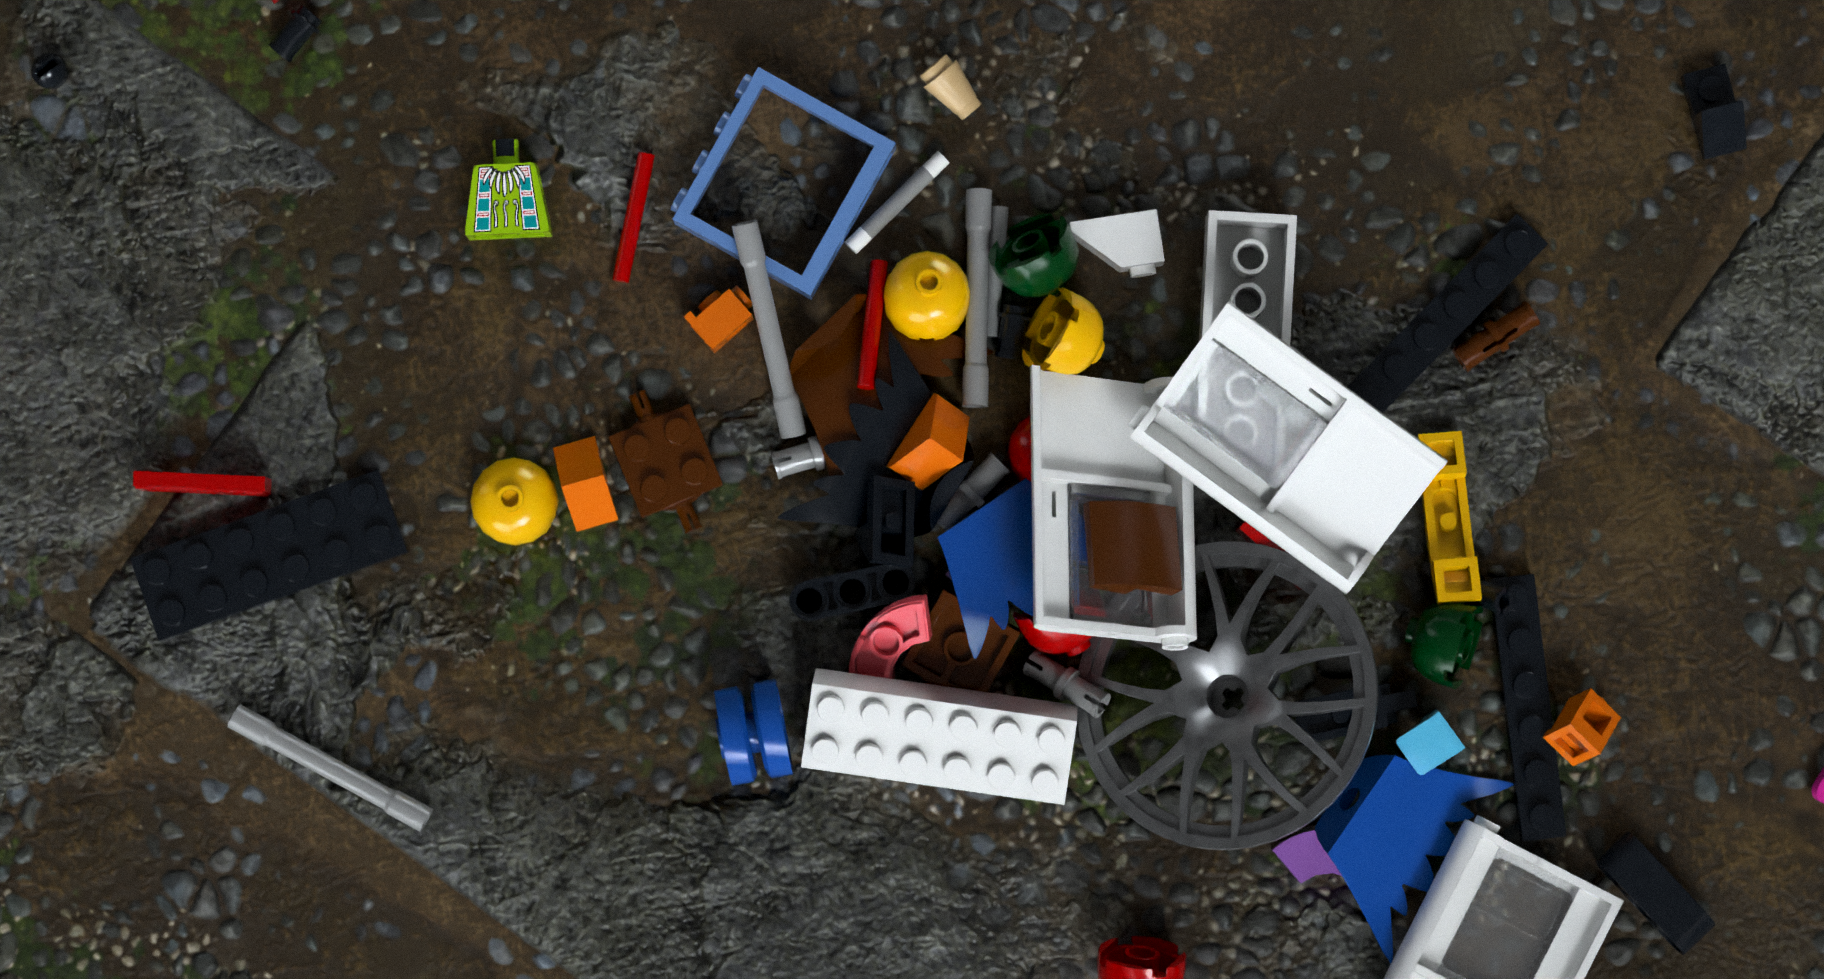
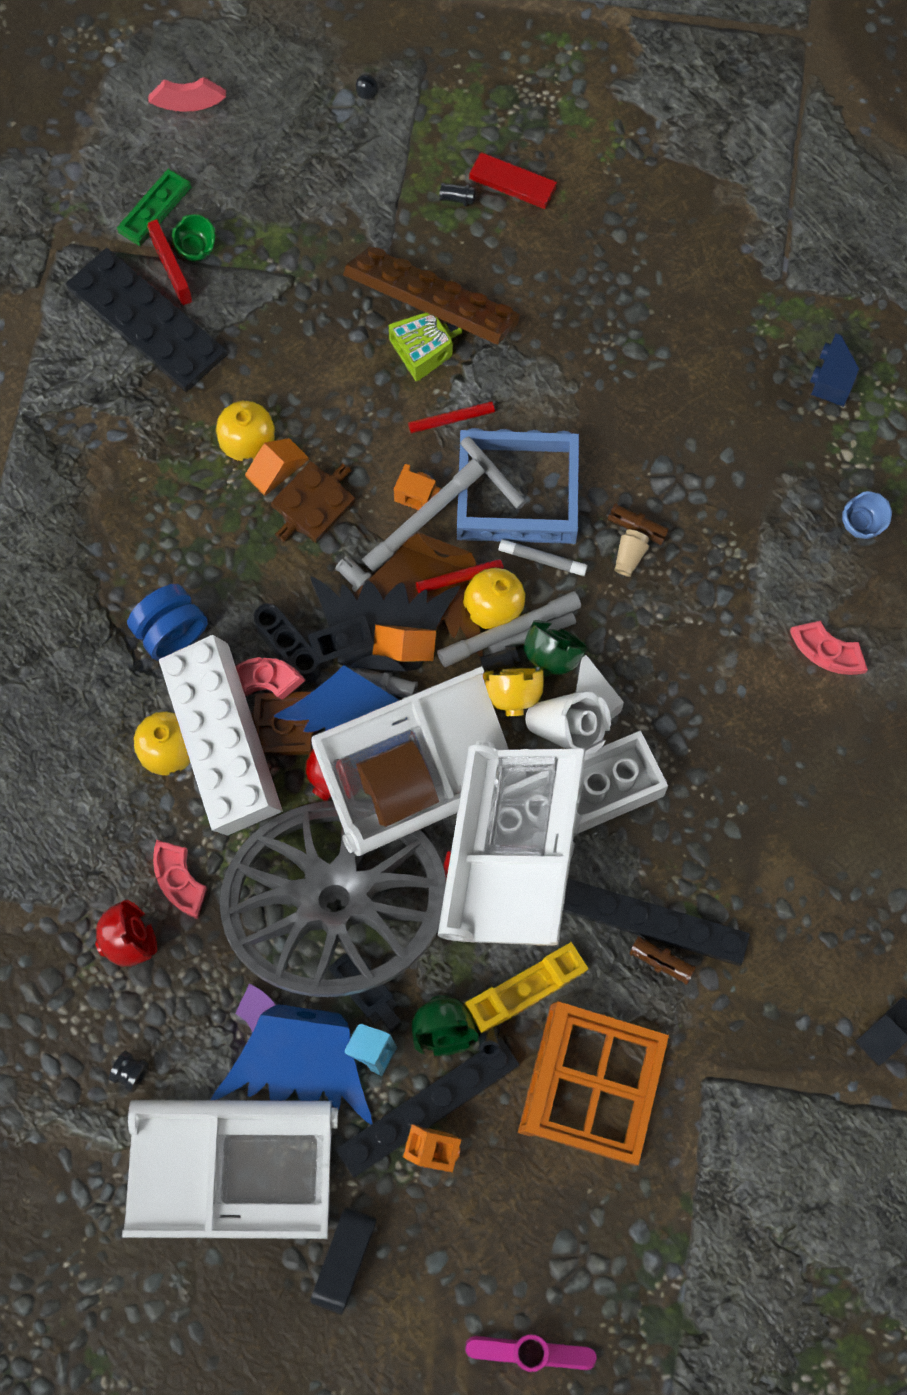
camera: 60 degrees right, 15 degrees down
(94, 462) = (154, 205): none -> green tile
(183, 432) = (193, 237): none -> green hair
(391, 801) = (28, 450): light grey piece -> none
(444, 151) = (432, 294): none -> reddish brown plate
(758, 208) = (493, 473): none -> light grey bar
(905, 815) = (161, 744): none -> yellow cylinder
(916, 55) = (638, 523): none -> reddish brown pin
(1066, 683) = (293, 798): light grey pin -> none
(1092, 878) = (175, 879): none -> coral tile
(1154, 291) = (571, 721): none -> white cone
(1559, 541) = (550, 1069): none -> orange window

